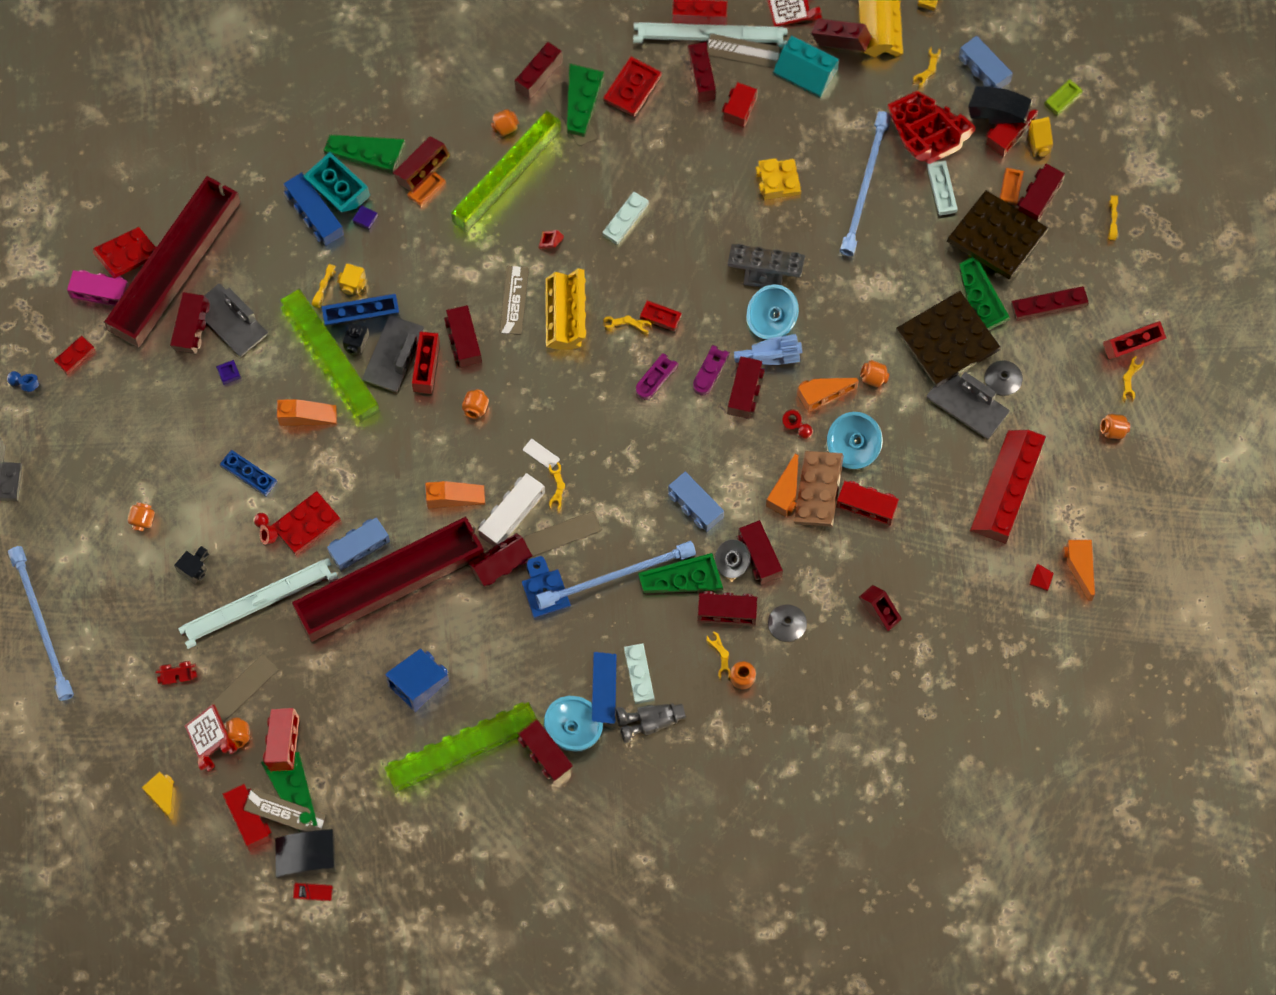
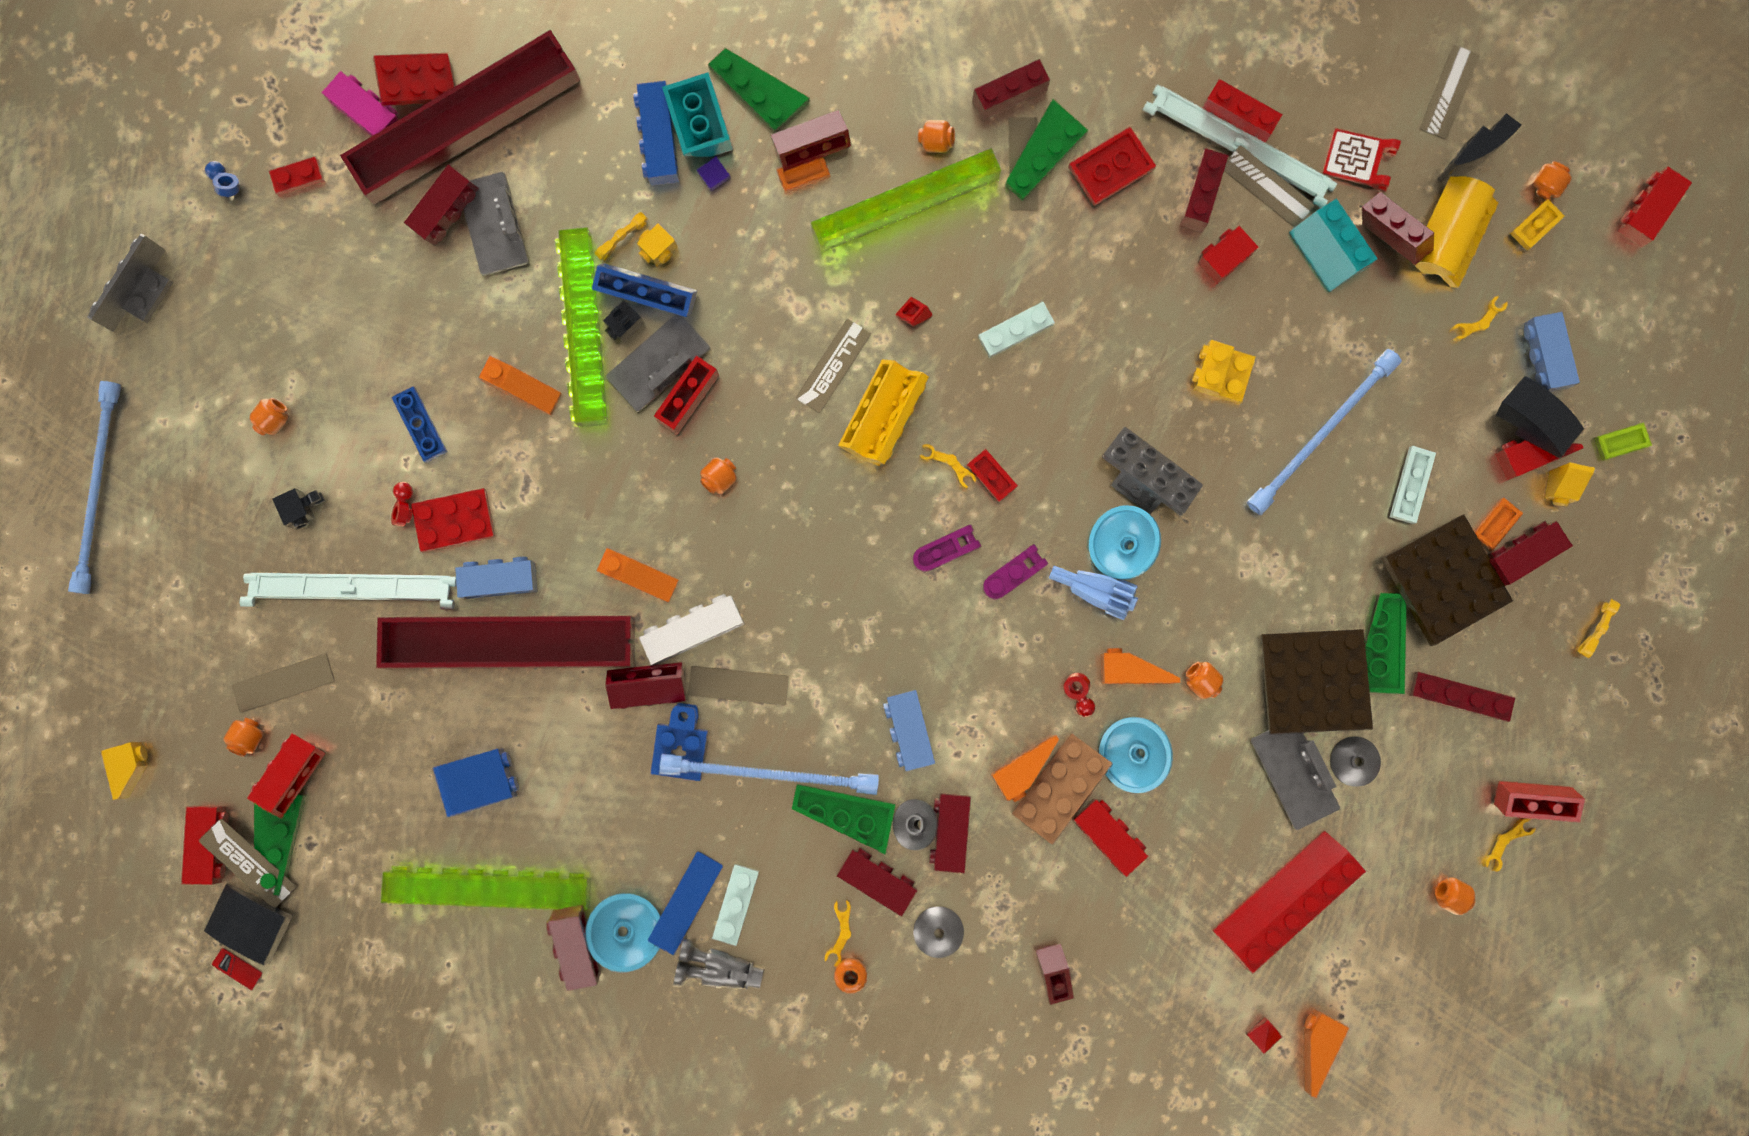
camera: 25 degrees right, 15 degrees up
(168, 673) = (204, 623): red hinge -> none
(209, 735) = (208, 729): flag -> none
(228, 372) = (459, 287): dark purple tile -> none
(463, 336) = (748, 383): dark red brick -> none
(541, 454) = (764, 574): white sticker -> none
(557, 497) = (765, 627): yellow piece -> none
(745, 387) = (1044, 618): dark red brick -> none
(927, 128) = (1437, 401): red wedge -> none

